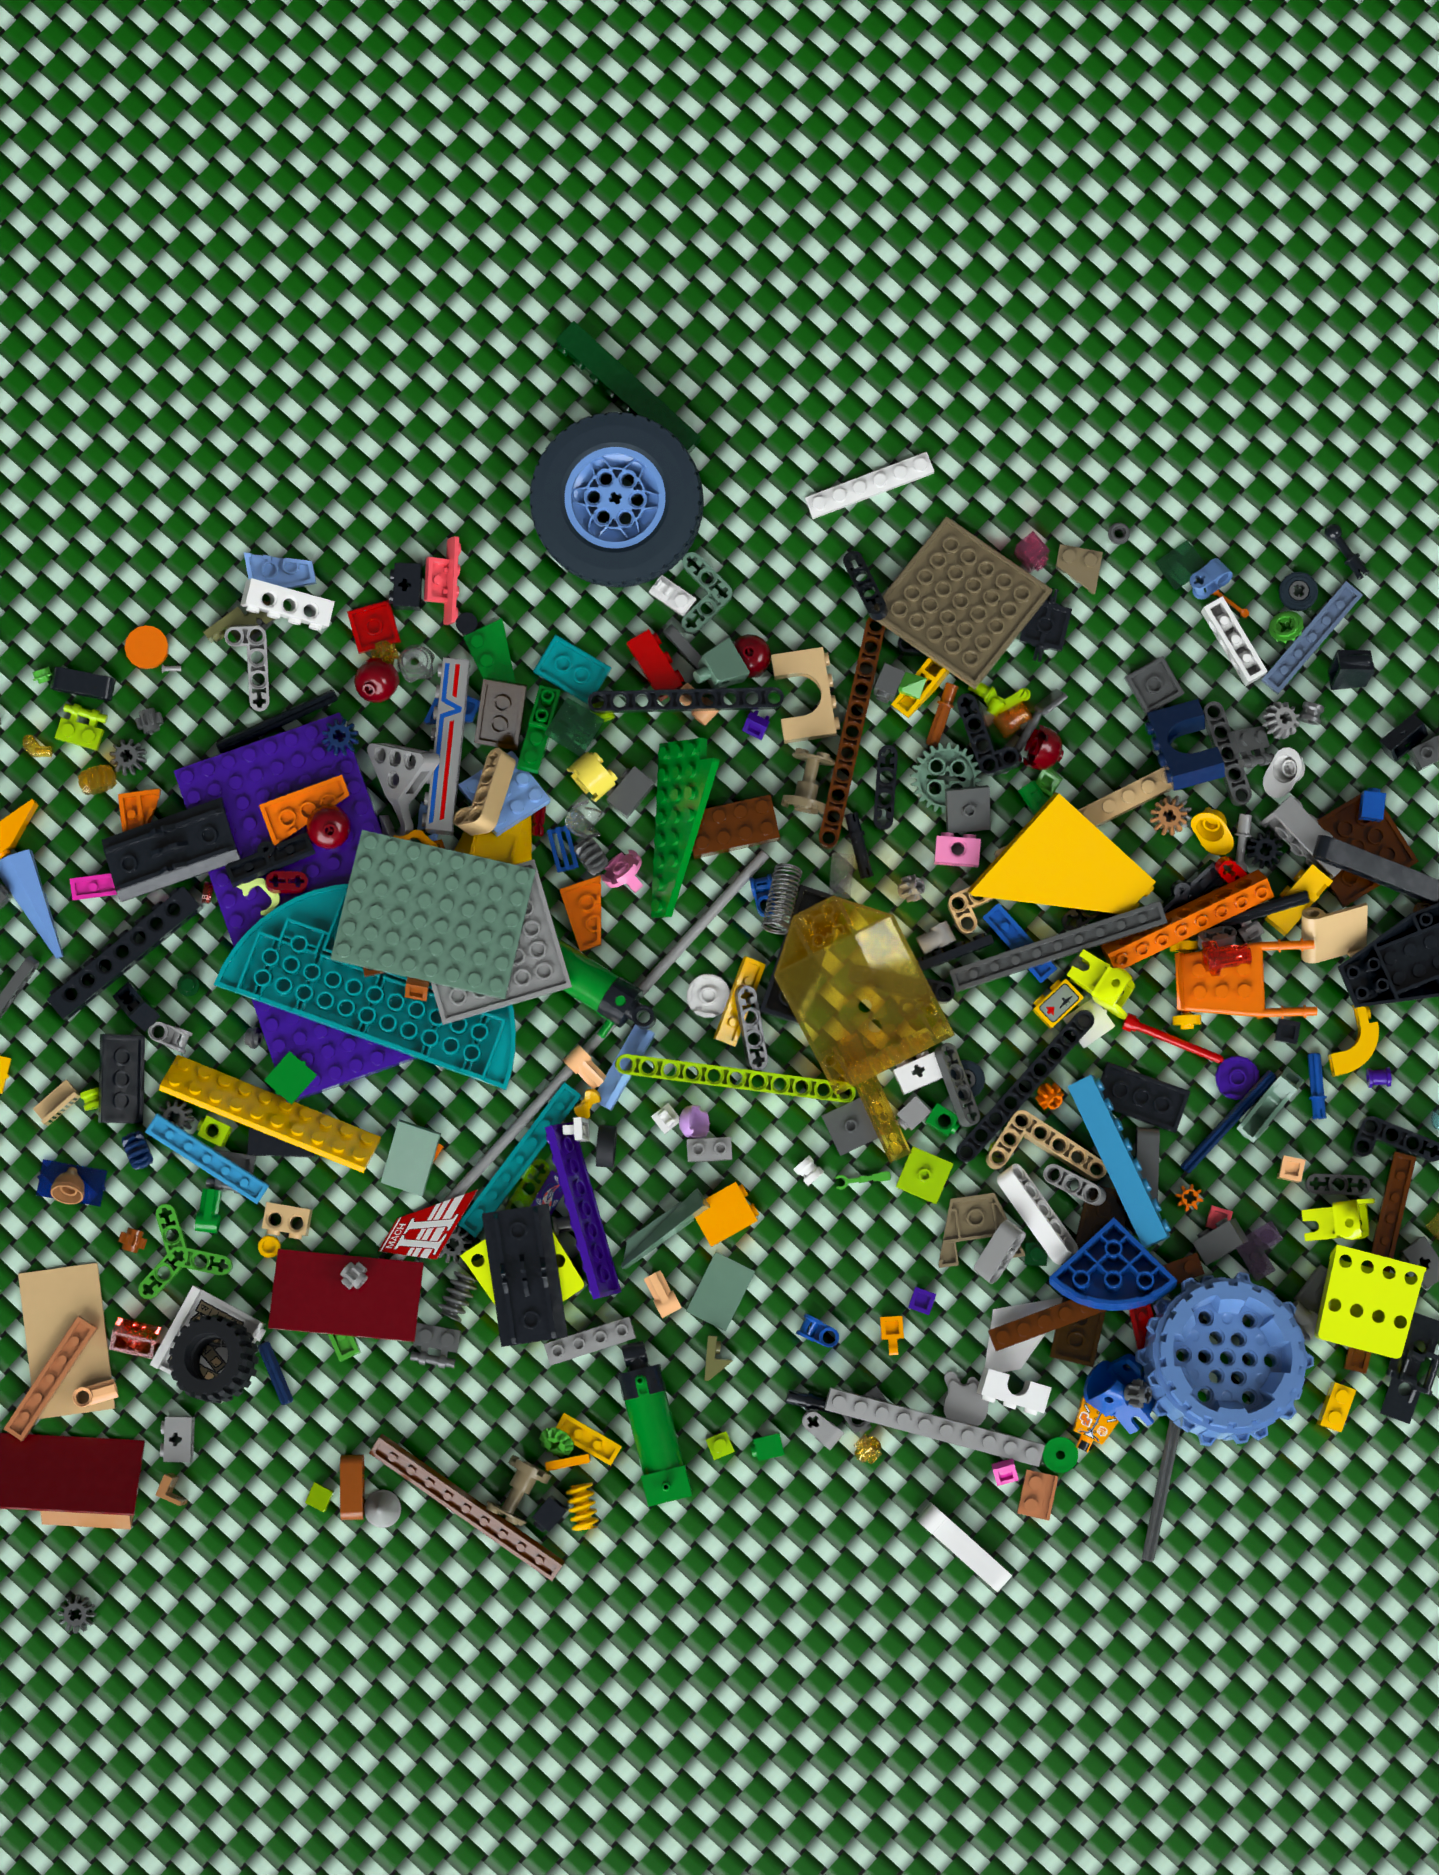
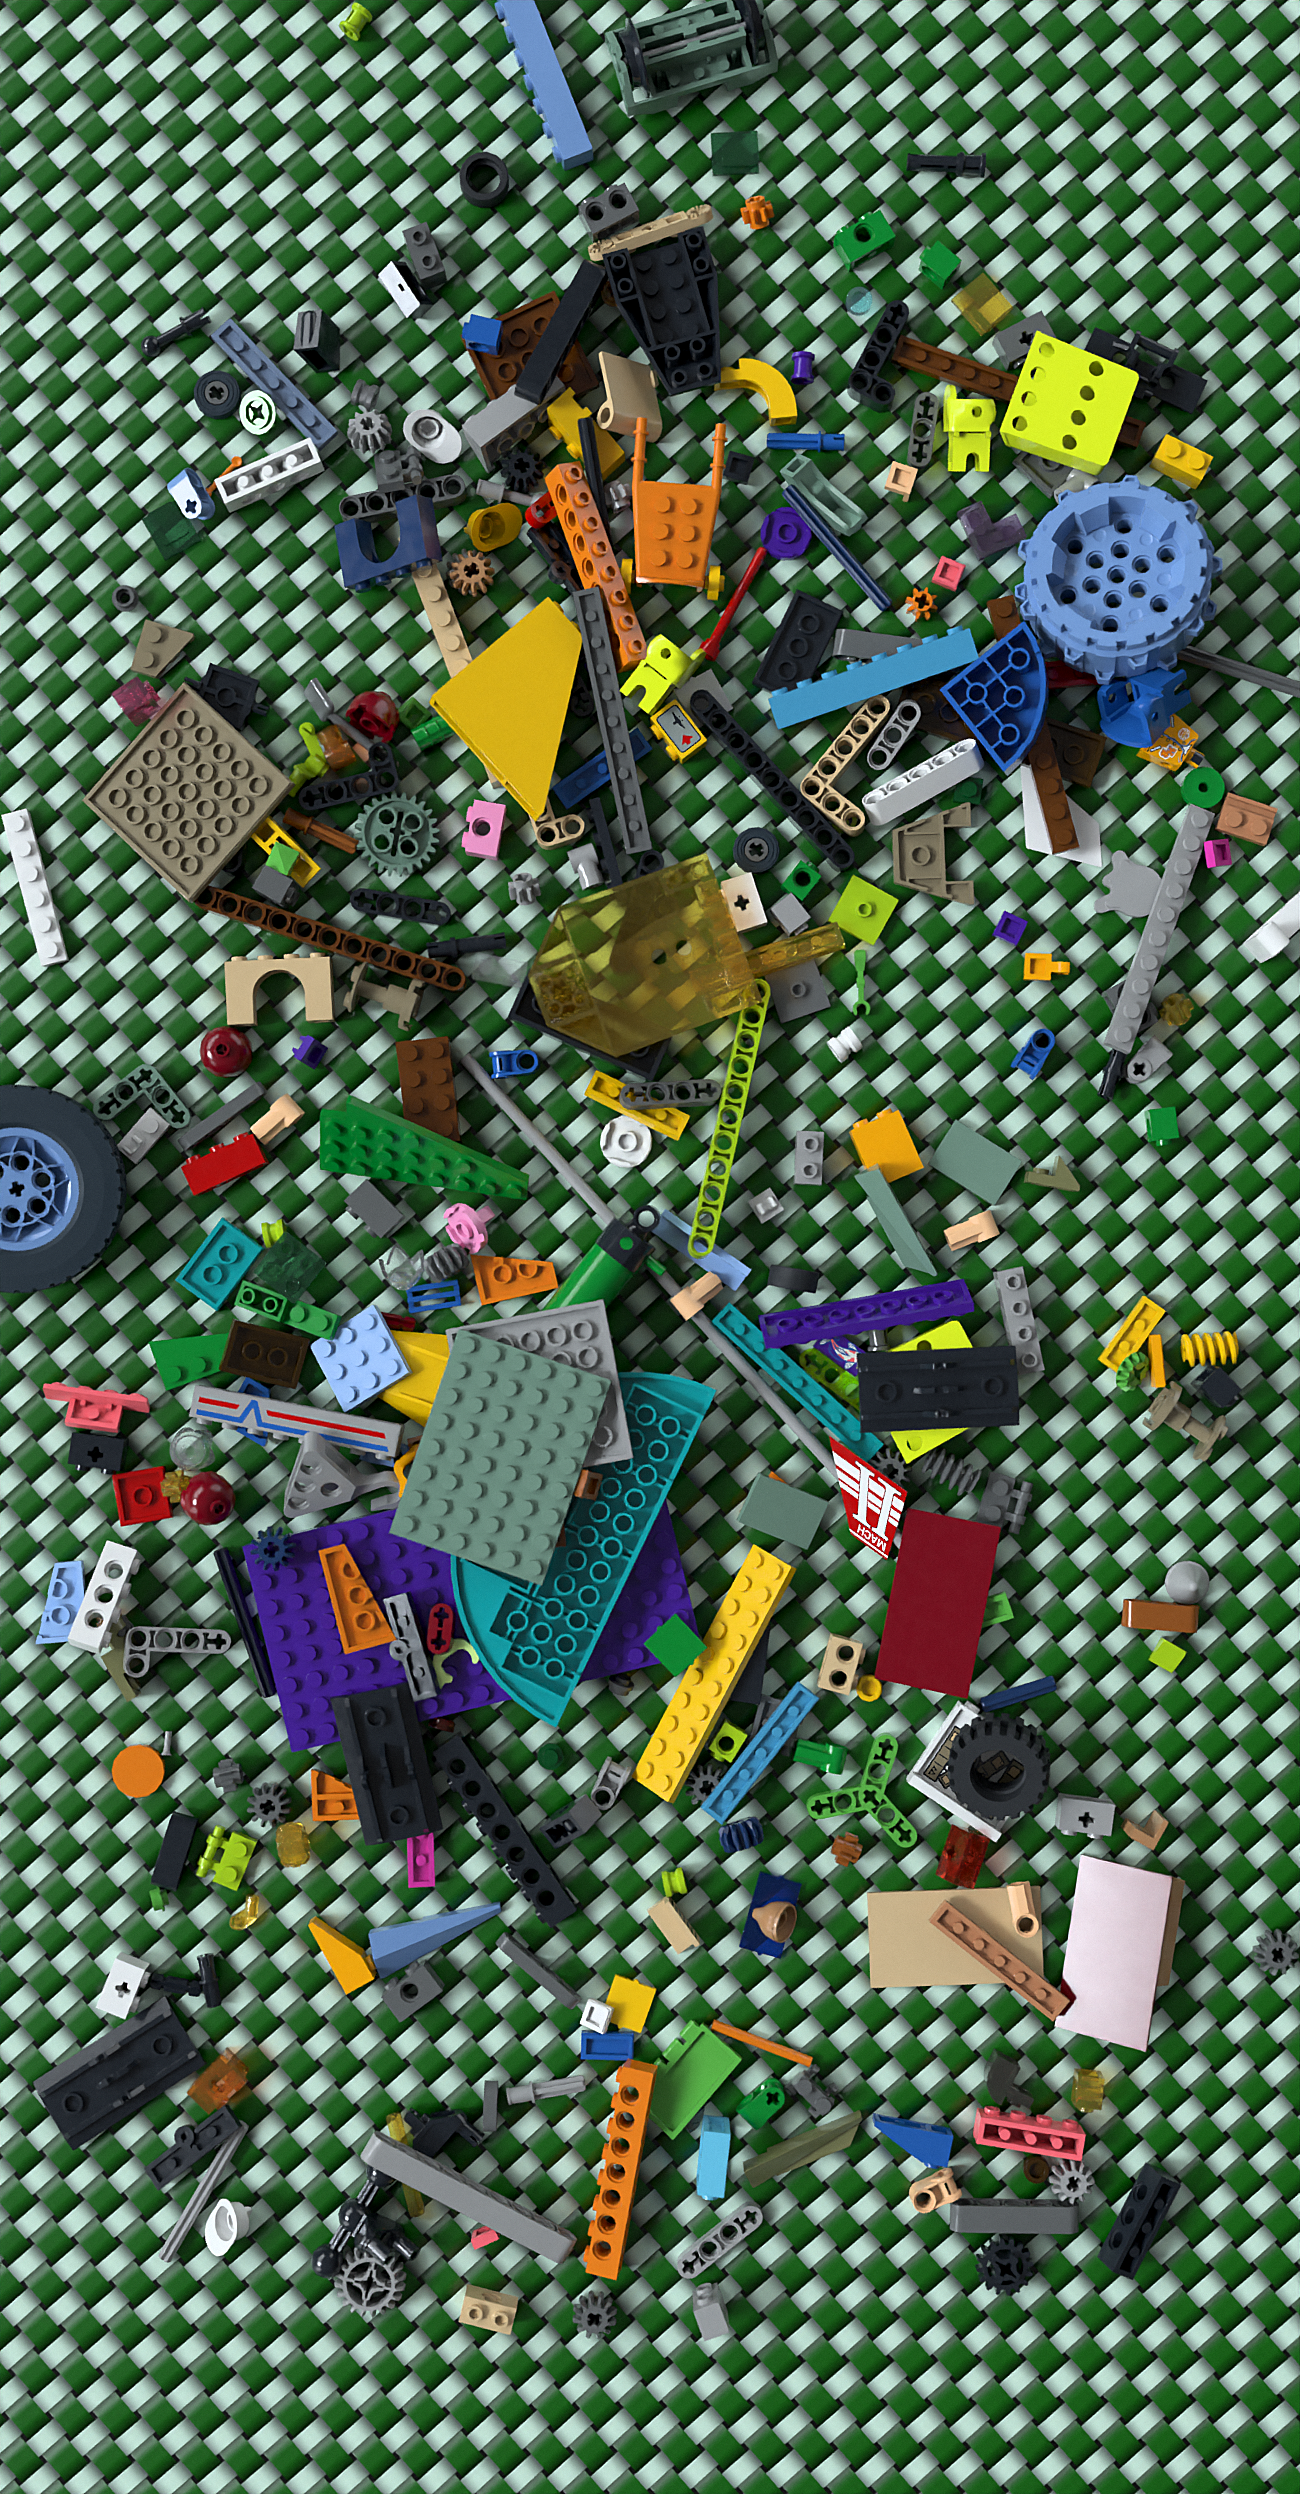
camera: 90 degrees left, 5 degrees up
(121, 1079) = (654, 1846): black tile -> none
(324, 817) = (369, 1576): dark red cylinder -> none
(354, 1275) = (917, 1591): light grey gear -> none
(466, 623) = (150, 1384): black tile -> none
(467, 1507) = (1196, 1484): plate -> none
(489, 796) = (362, 1375): tan beam -> none
(579, 1129) = (770, 1309): white plate -> none
(591, 1097) = (733, 1291): yellow piece -> none
(592, 776) = (350, 1252): light yellow brick -> none
(653, 1428) = (1130, 1256): green piece -> none
(694, 1122) = (775, 1173): lavender hair -> none
(695, 694) = (266, 1118): black beam -> none
(720, 1445) = (1153, 1181): lime plate -> none
(721, 666) = (235, 1083): sand green torso -> none
(779, 921) = (553, 1041): dark grey piece -> none
(865, 585) = (155, 902): black beam -> none
(954, 1086) = (763, 862): dark grey beam -> none
(967, 809) = (437, 811): dark grey plate -> none
(999, 1251) = (963, 830): light grey beam -> none
(1032, 1396) = (1134, 812): white arch -> none
(1049, 1096) = (786, 753): orange gear -> none
(1138, 1393) = (1152, 681): dark grey gear -> none
(1154, 685) = (312, 576): dark grey plate -> none
(1219, 957) = (647, 530): clear red piece -> none
(1220, 1241) = (976, 571): dark grey brick -> none
(1222, 935) = (621, 533): dark grey beam -> none

